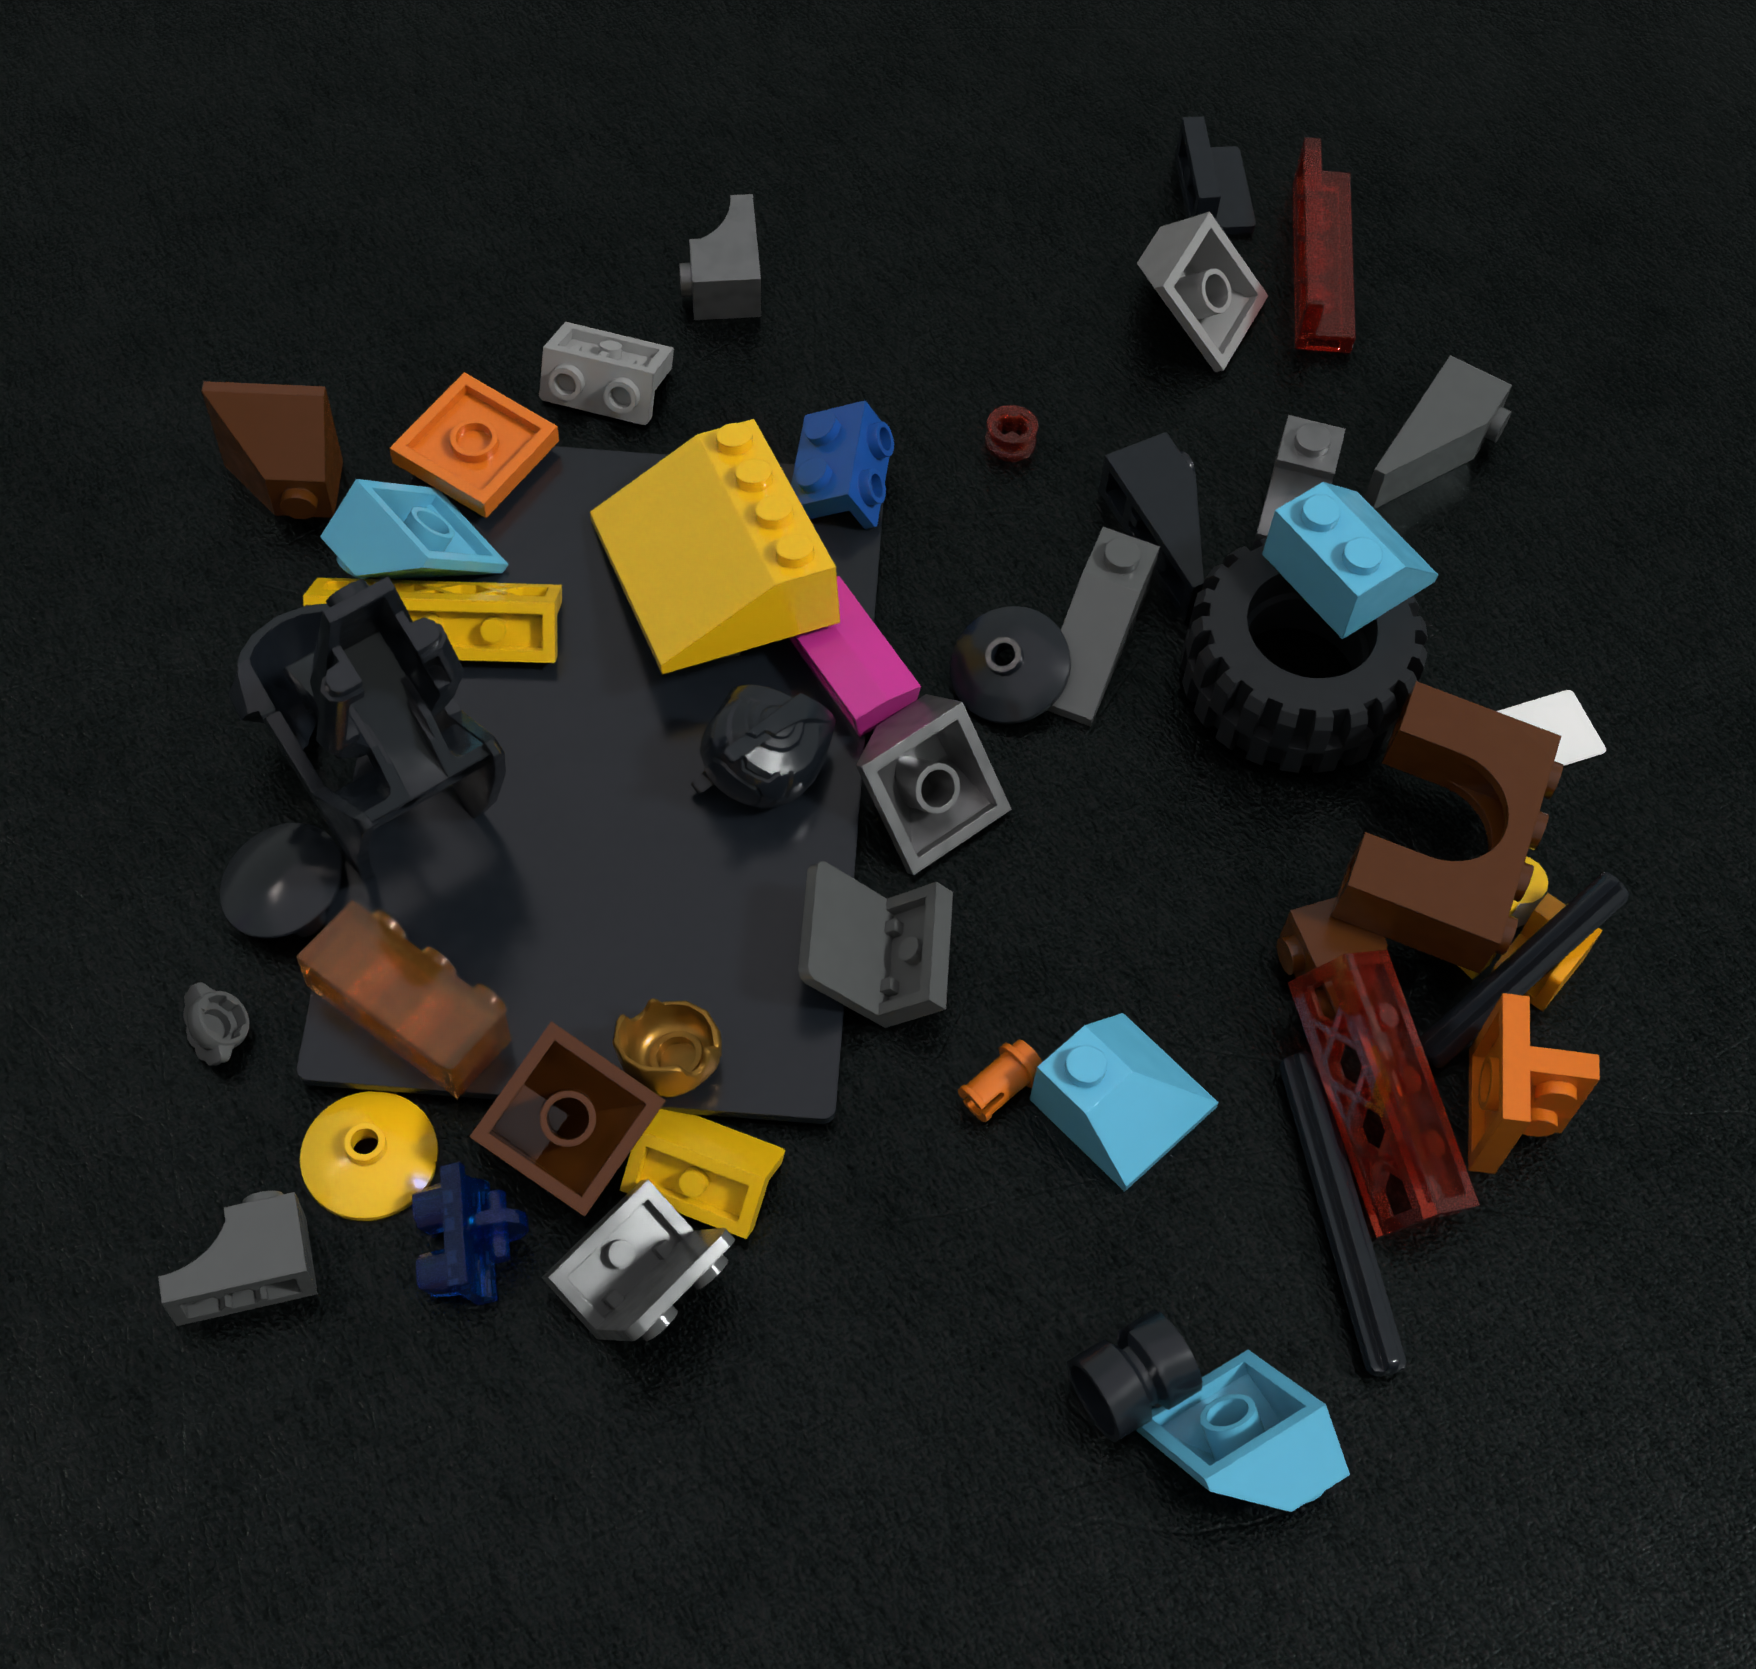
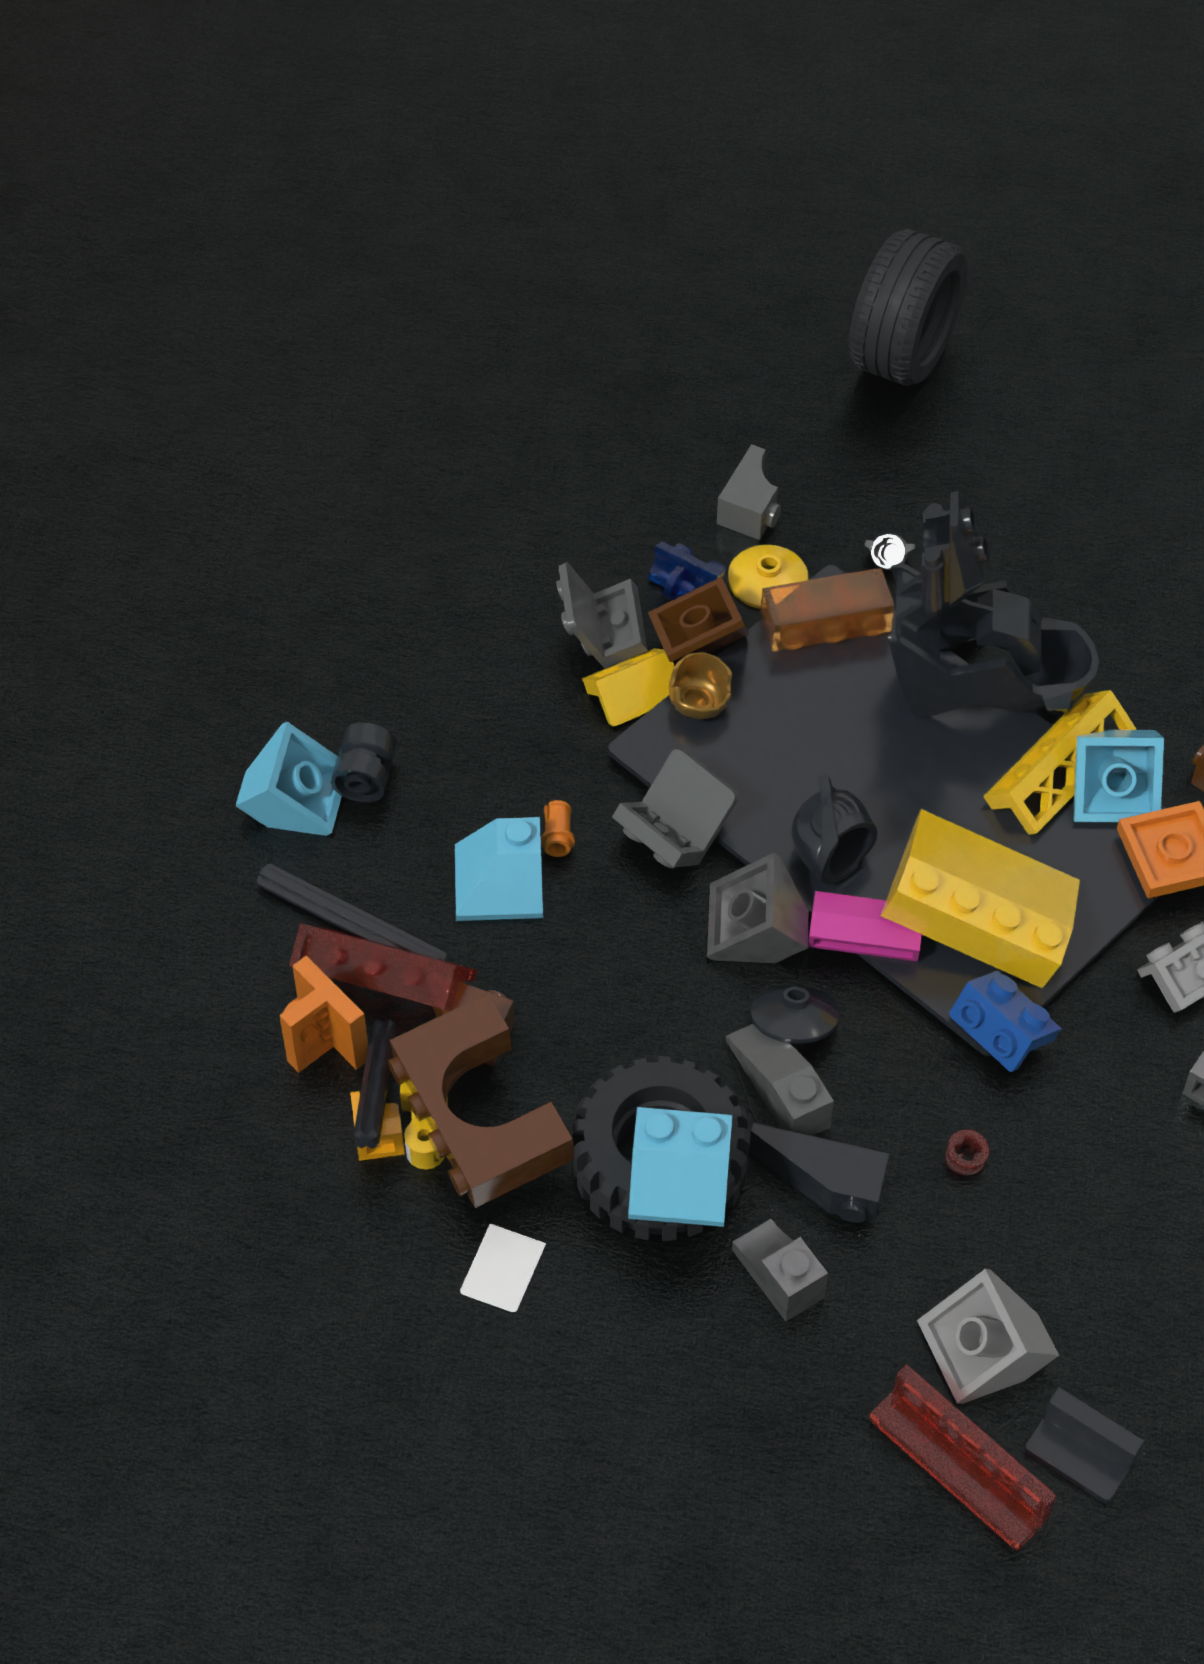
camera: 135 degrees right, 5 degrees down
(1442, 431) = (754, 1404): dark grey slope -> none

